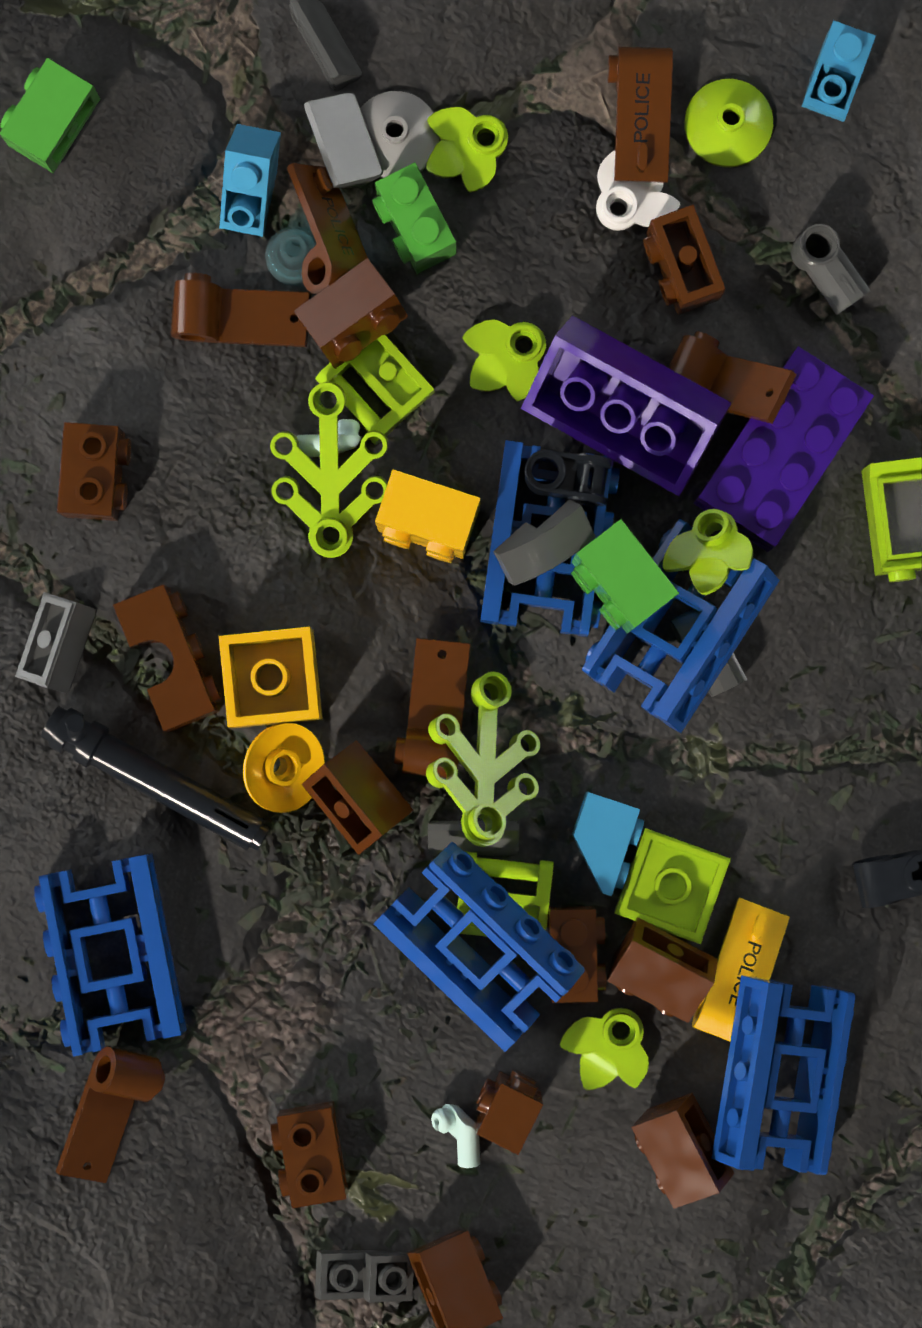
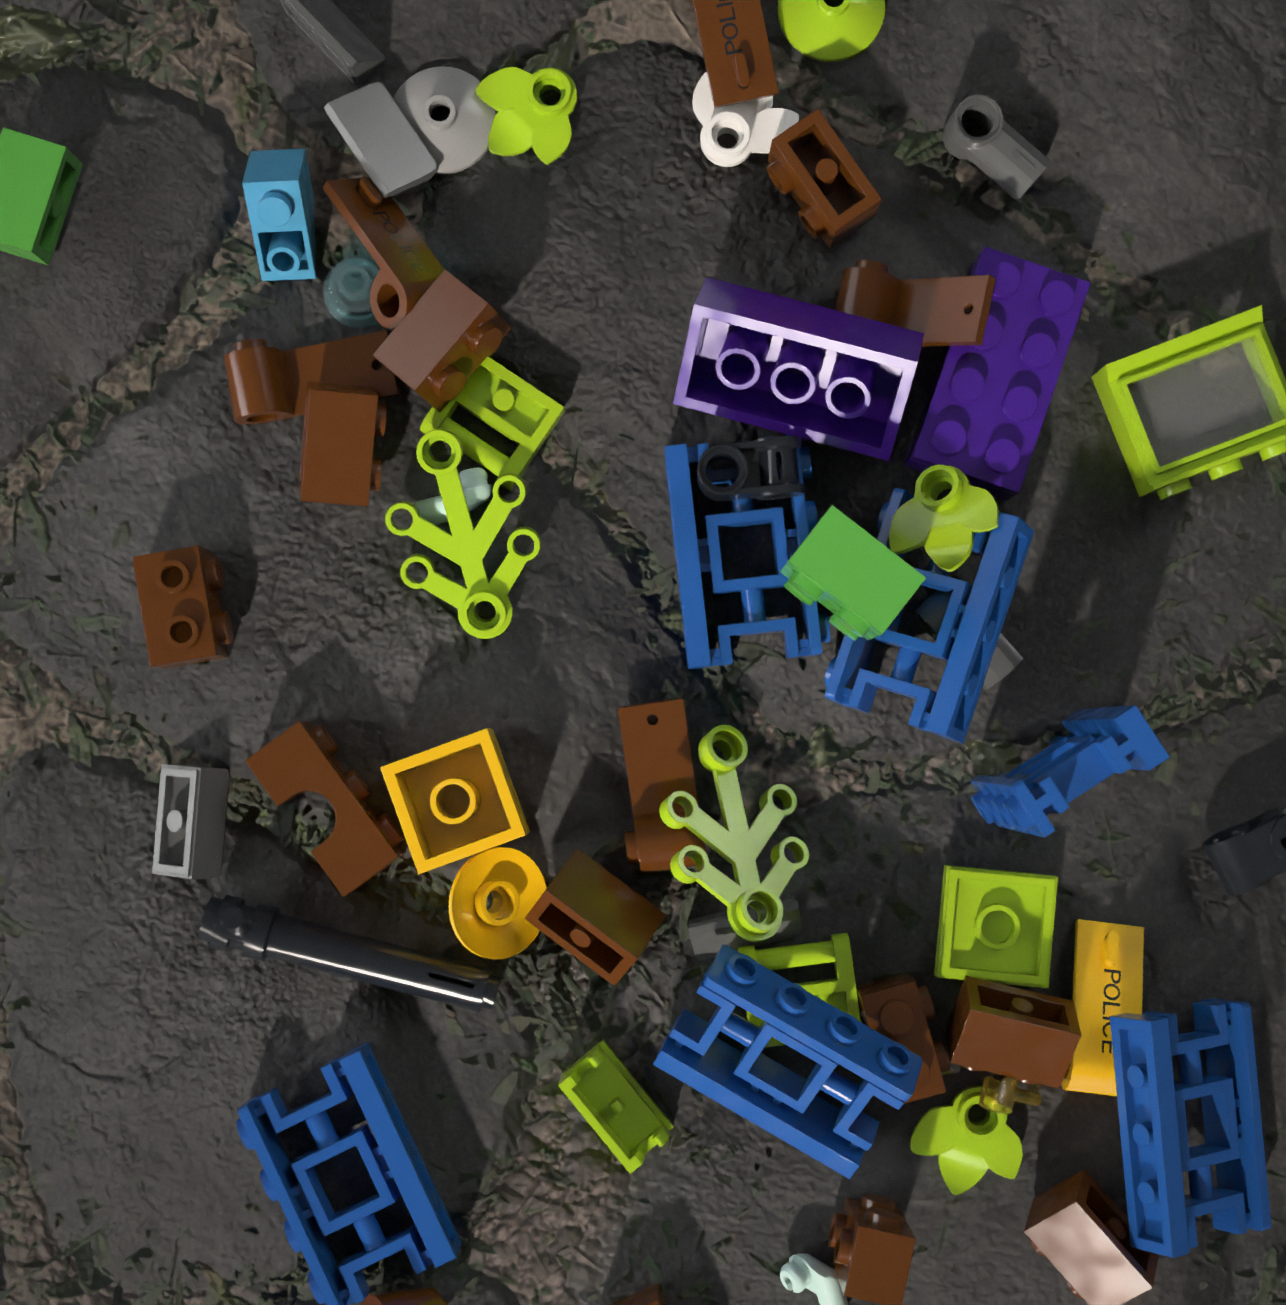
camera: 10 degrees left, 0 degrees up
(249, 374) = (339, 444): none -> reddish brown brick
(336, 950) = (615, 1105): none -> lime hinge
(415, 218) = (490, 209): bright green brick -> none
(427, 516) = (593, 560): yellow brick -> none
(498, 359) = (632, 353): lime plate -> none
(537, 550) = (738, 567): dark grey slope -> none
(603, 835) = (900, 888): dark azure slope -> none
(641, 1017) = (1000, 1095): none -> clear yellow hand
(790, 758) = (1098, 746): none -> blue fence

